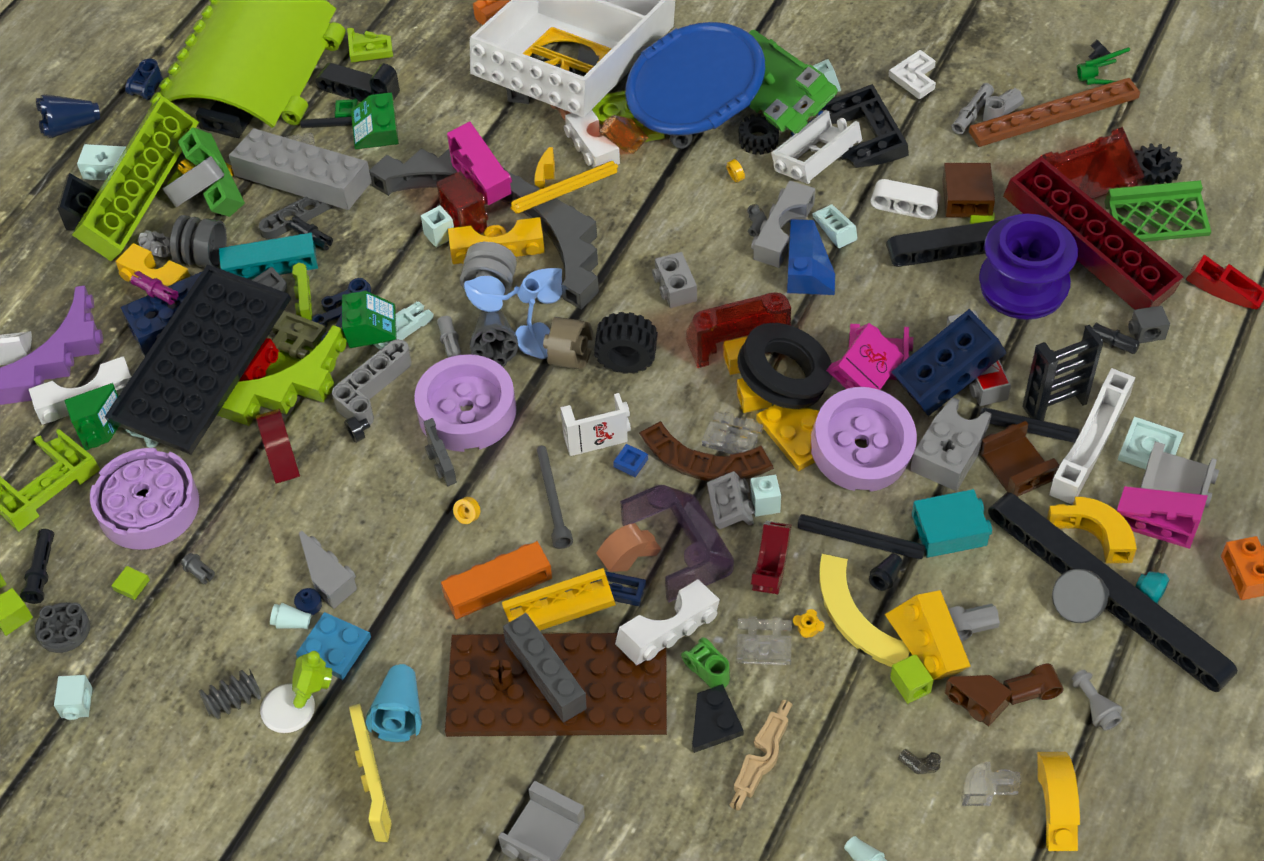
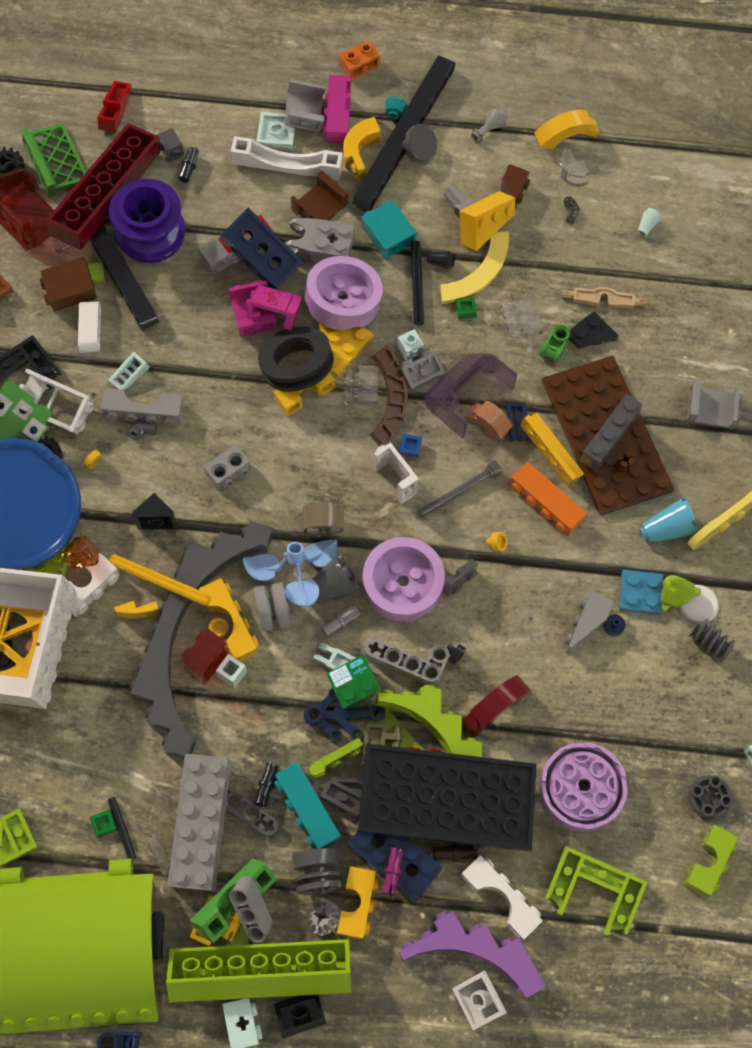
camera: 115 degrees left, 15 degrees up
(37, 575) = (680, 838): black pin -> none
(88, 415) = (530, 864): green slope -> none
(130, 582) = (653, 764): lime tile -> none
(193, 564) = (622, 718): dark grey pin -> none
(288, 617) = (635, 632): light aqua cone -> none
(358, 84) = (73, 821): black beam -> none
(375, 122) = (120, 782): green slope -> none
(478, 163) = (166, 650): dark pink wedge -> none
(625, 342) = (313, 474): black tyre -> none
(641, 201) = (155, 515): none -> black slope
(645, 637) = (564, 378): white arch -> none
(732, 322) = (271, 422): clear red windscreen -> none
(772, 557) = (466, 328): dark red arch -> none
(804, 582) = (466, 308): none -> green tile
(808, 261) = (181, 378): blue wedge -> none
(808, 630) = (499, 300): yellow plate -> none
(911, 678) = (519, 223): lime panel -> none
(1035, 425) = (284, 203): black axle -> none
(1040, 683) = (490, 155): reddish brown piece -> none
(1045, 368) = (255, 172): black fence -> none

